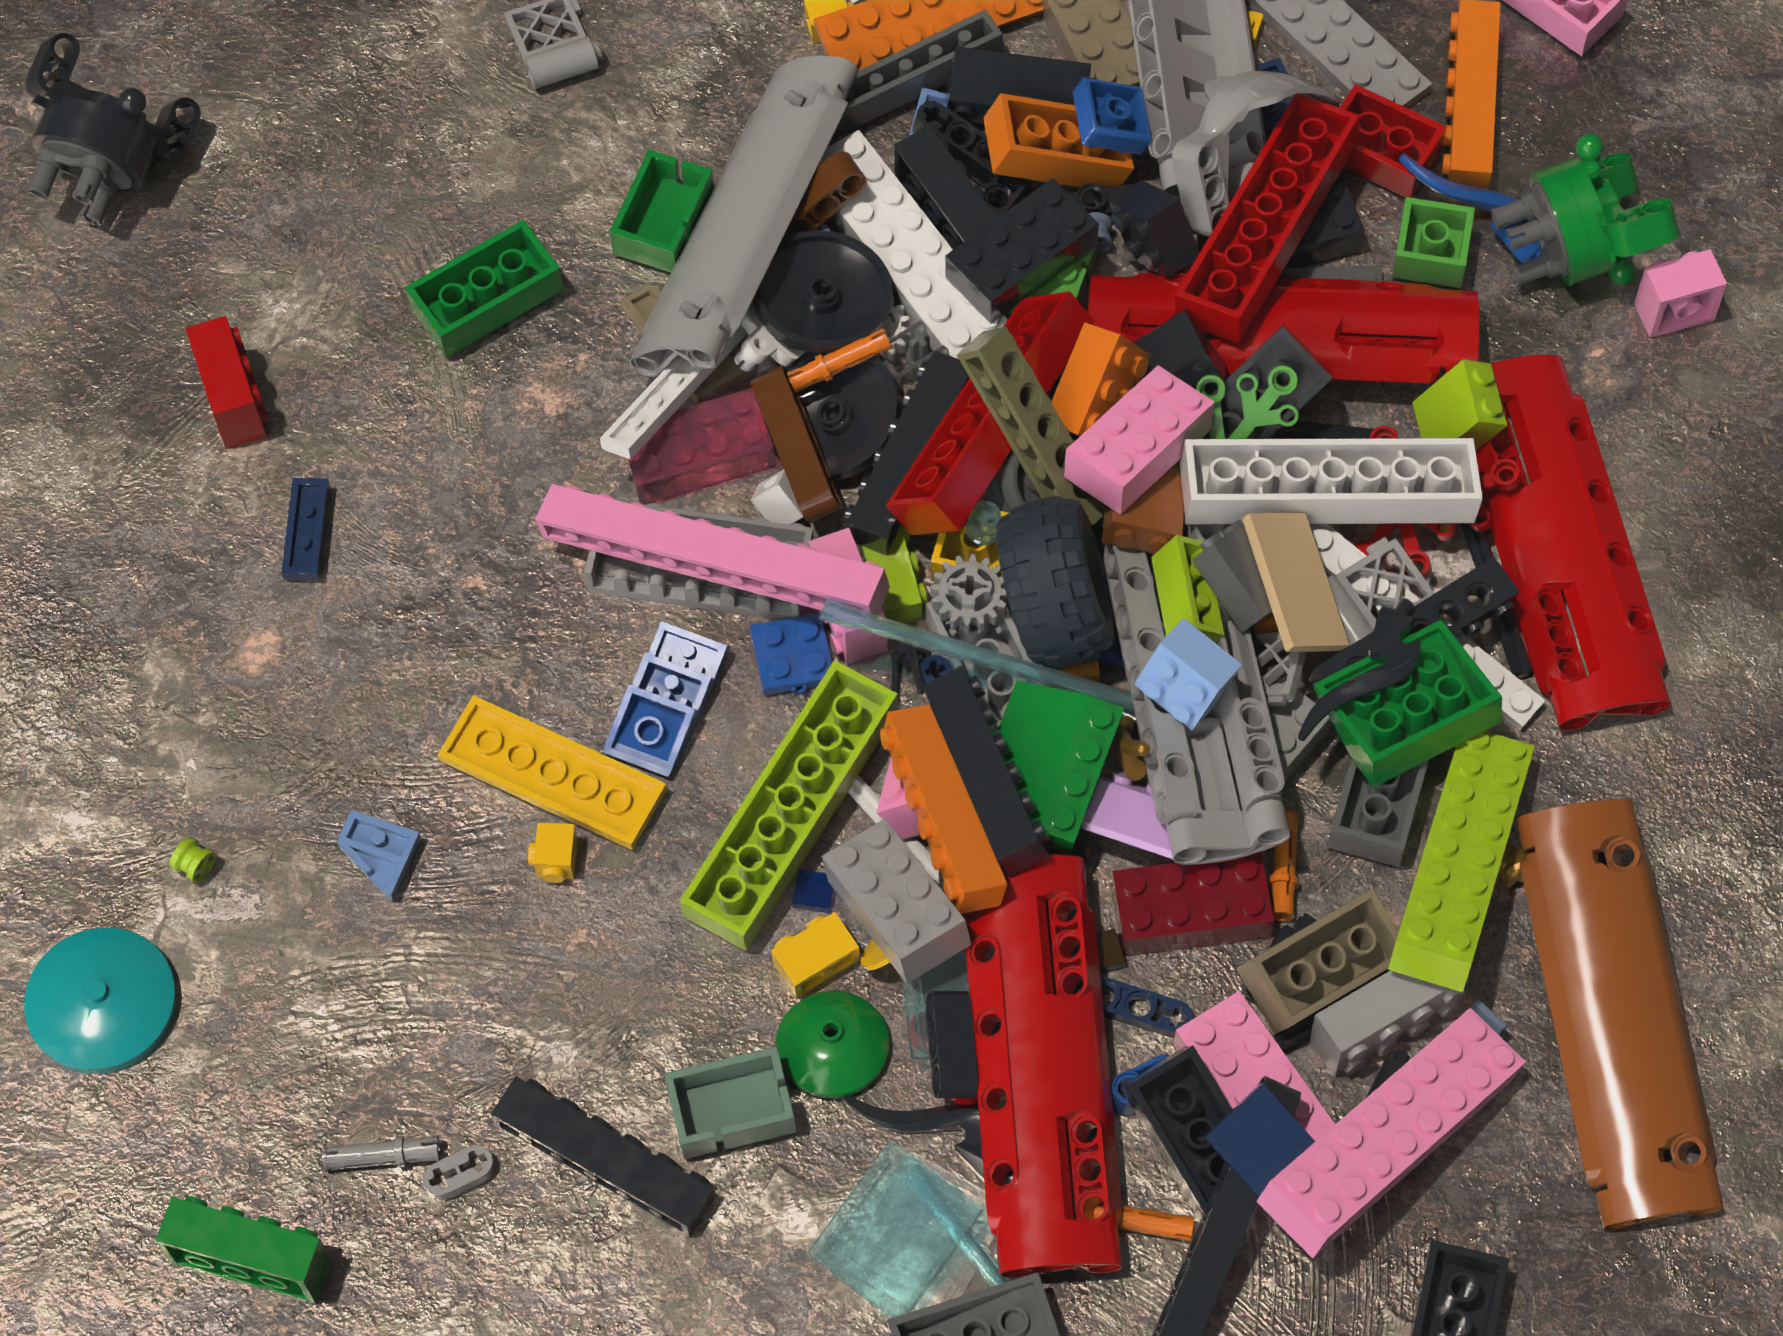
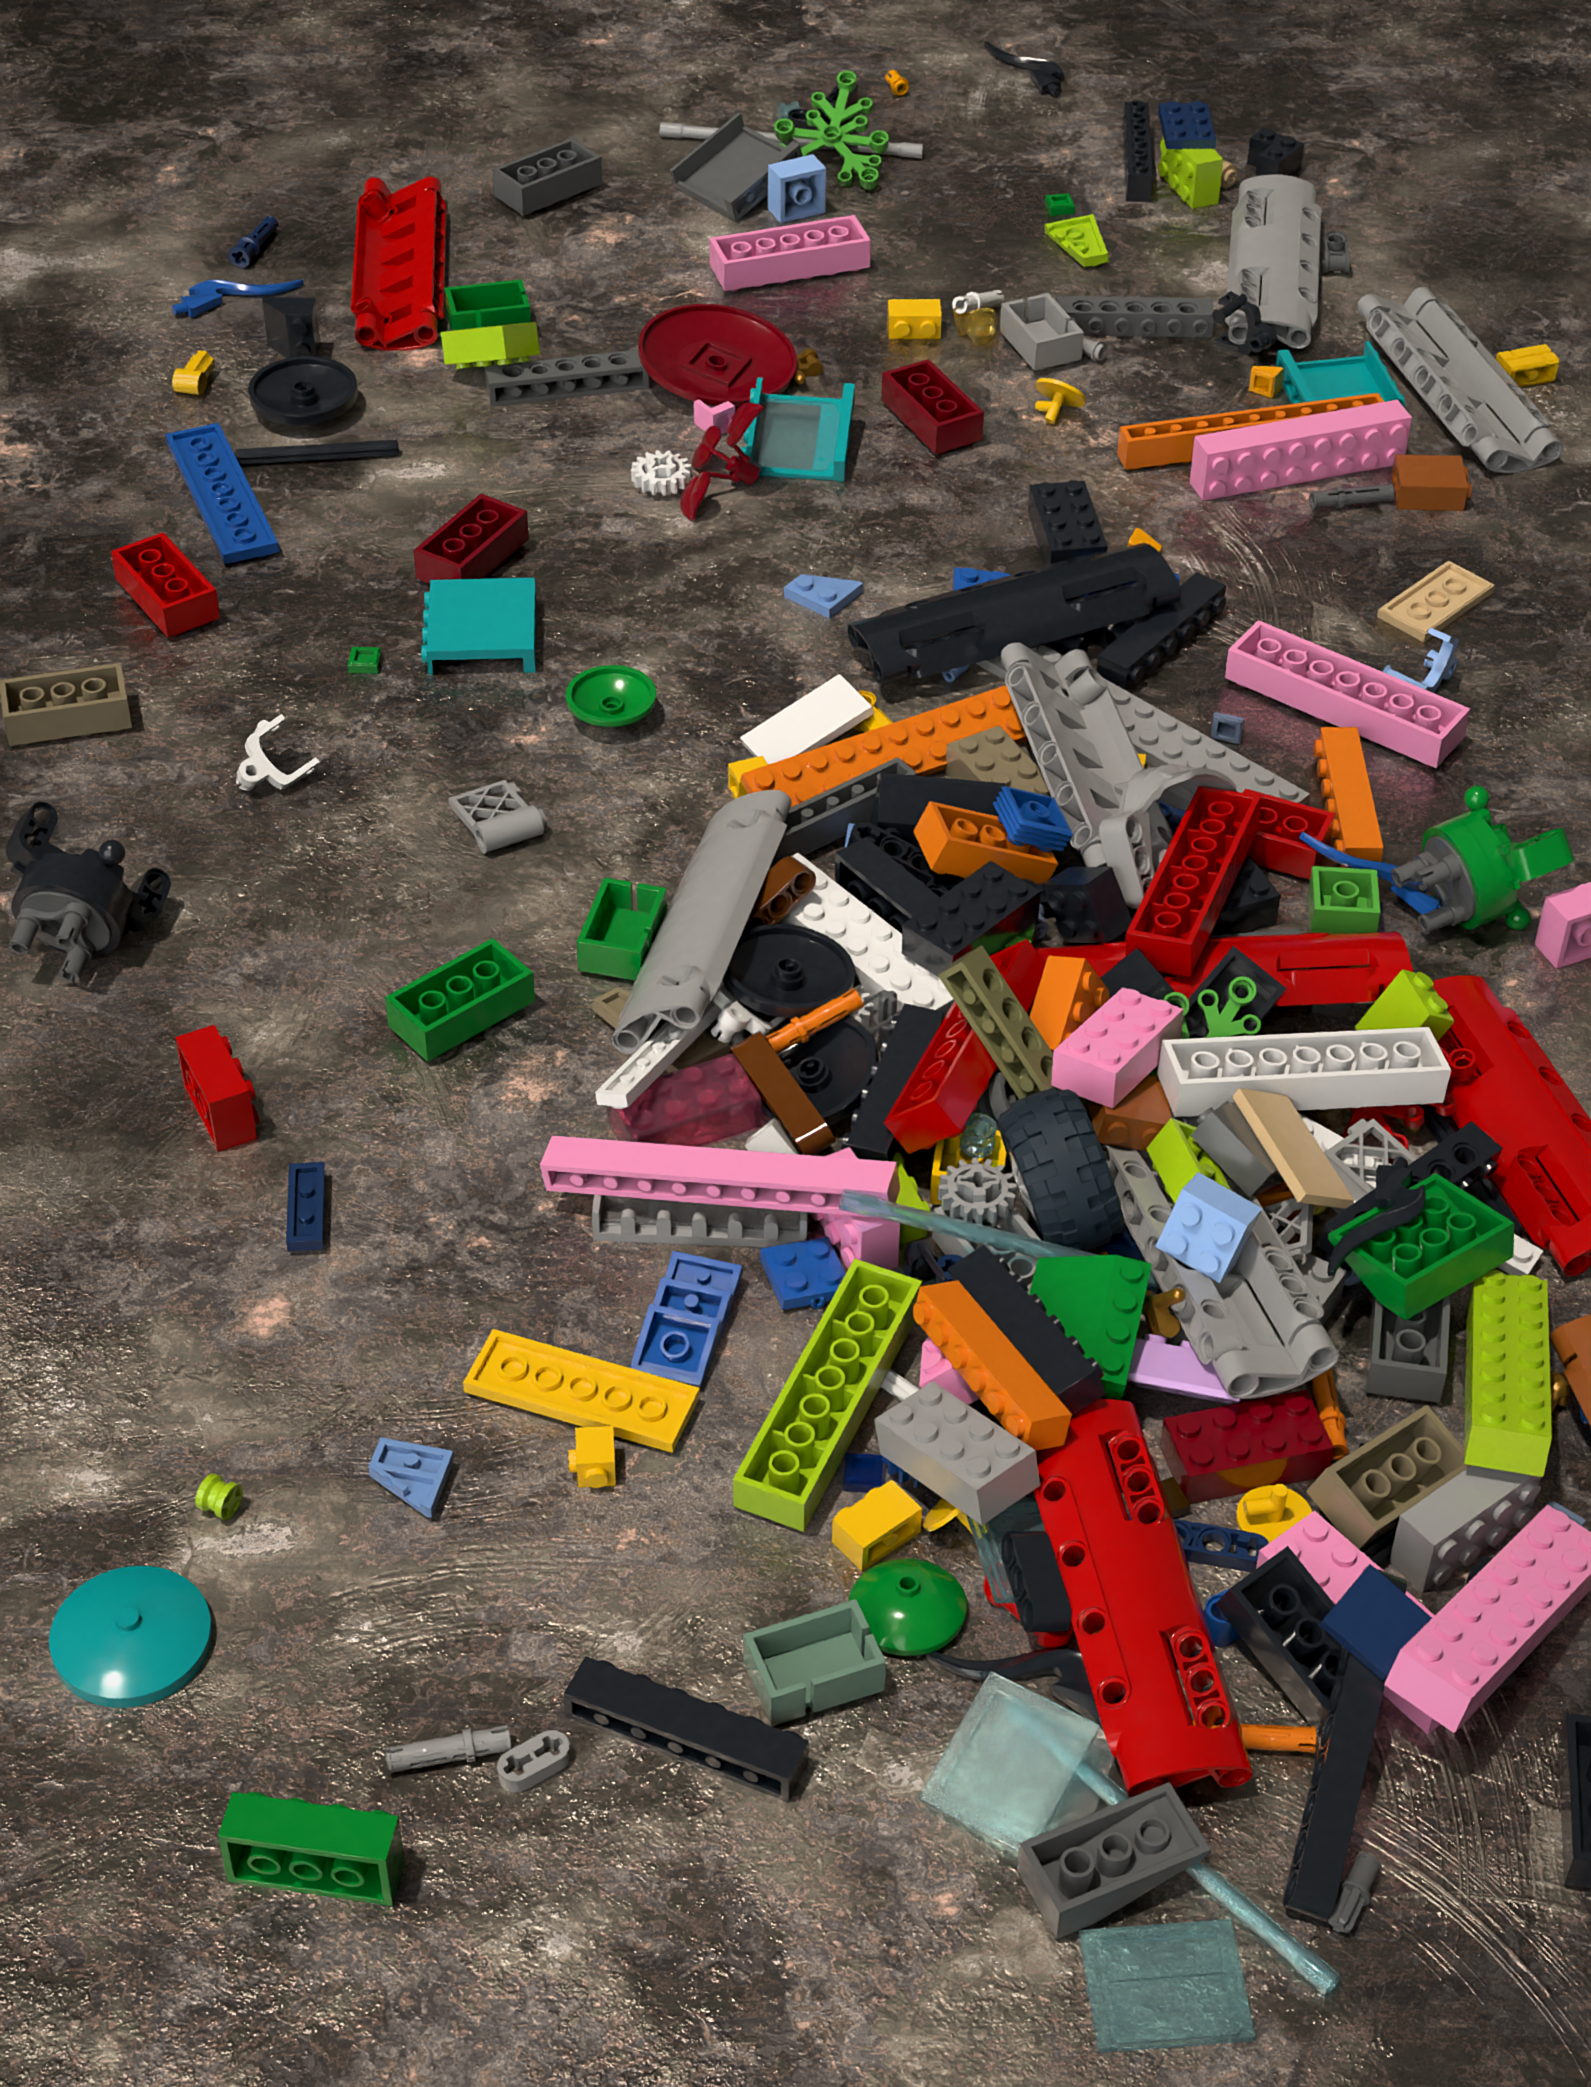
camera: 10 degrees left, 20 degrees down
(1205, 977) = (1271, 1510): none -> yellow shield

